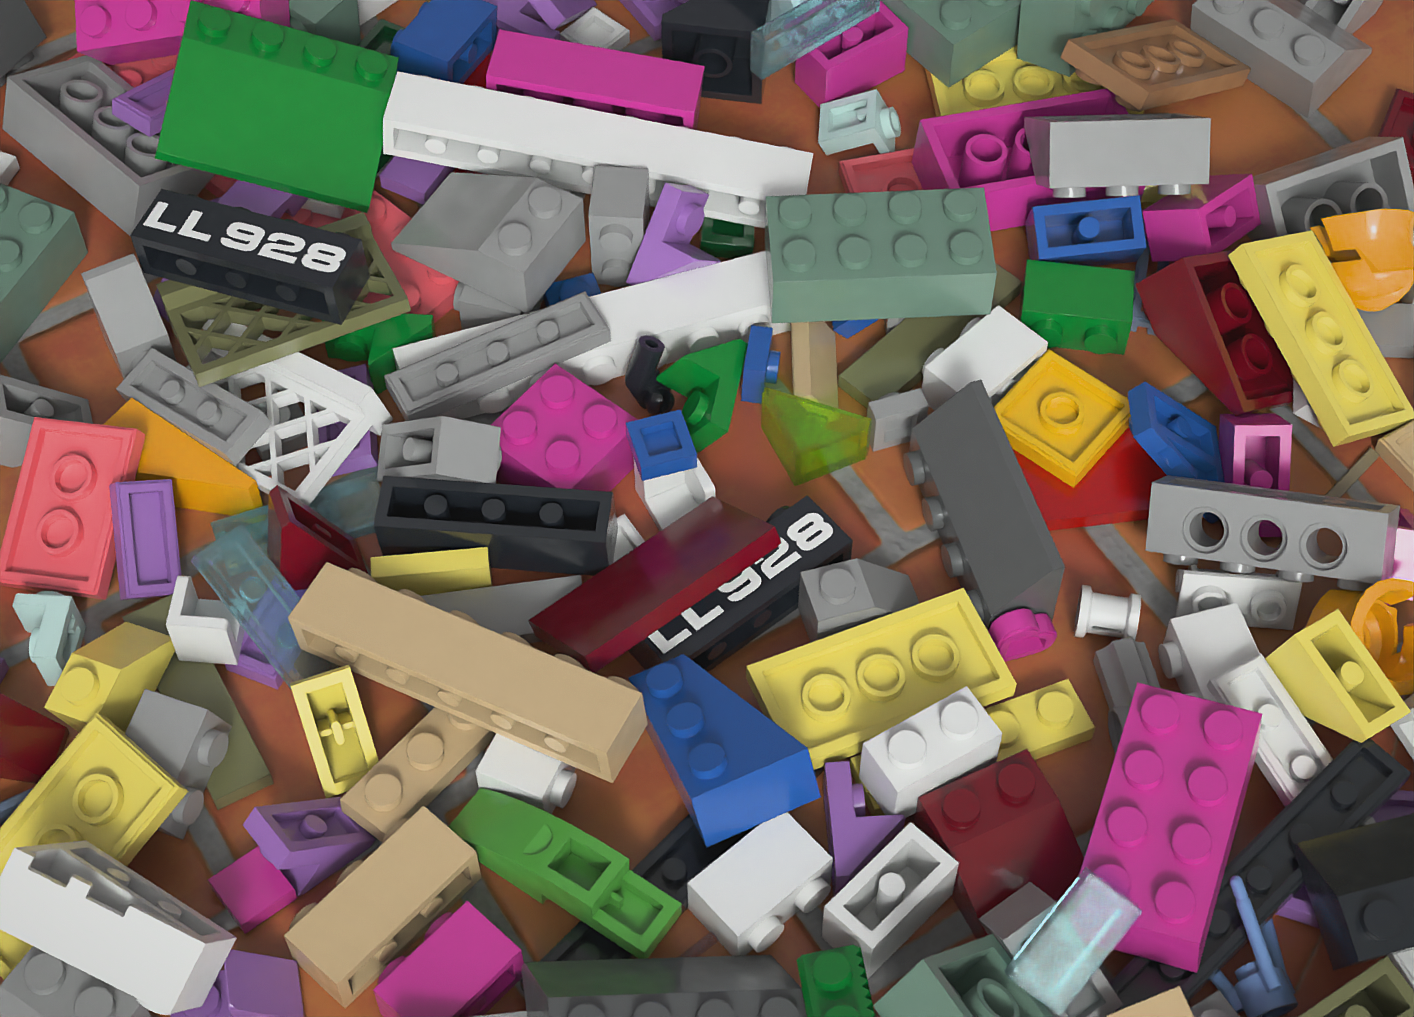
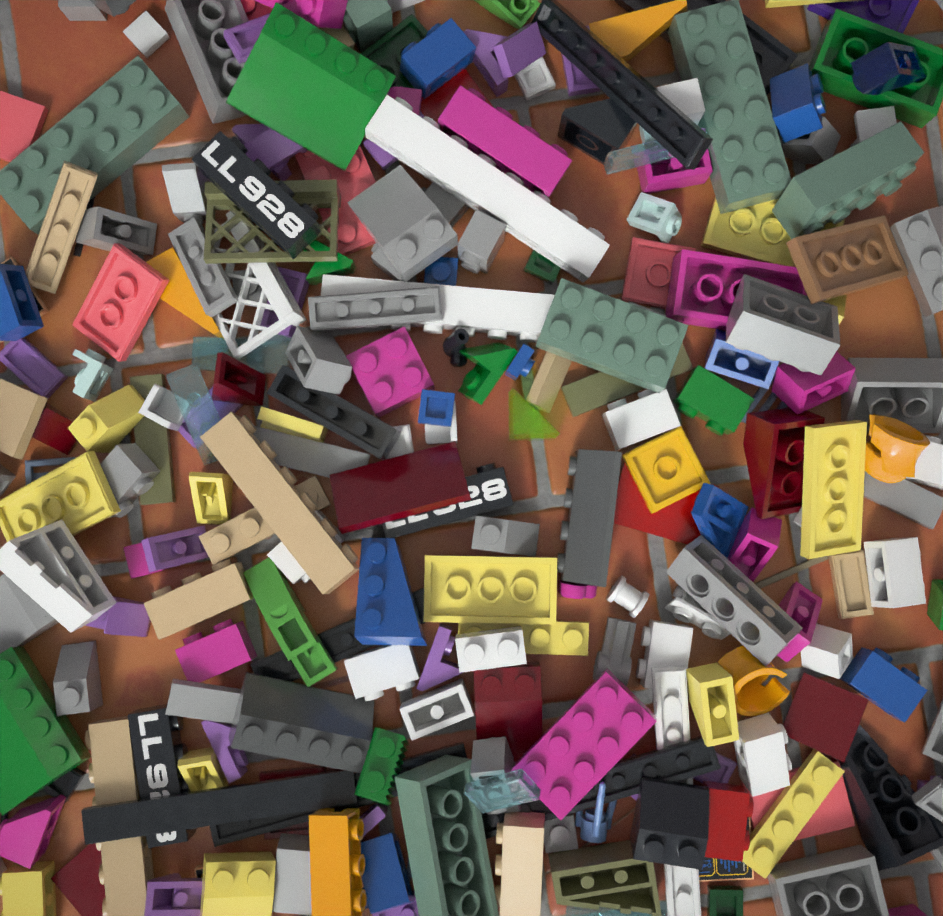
camera: 30 degrees right, 30 degrees up
(145, 538) = (152, 340): medium lavender tile -> none
(668, 236) = (502, 273): medium lavender slope -> none
(895, 417) = (577, 429): light grey plate -> none

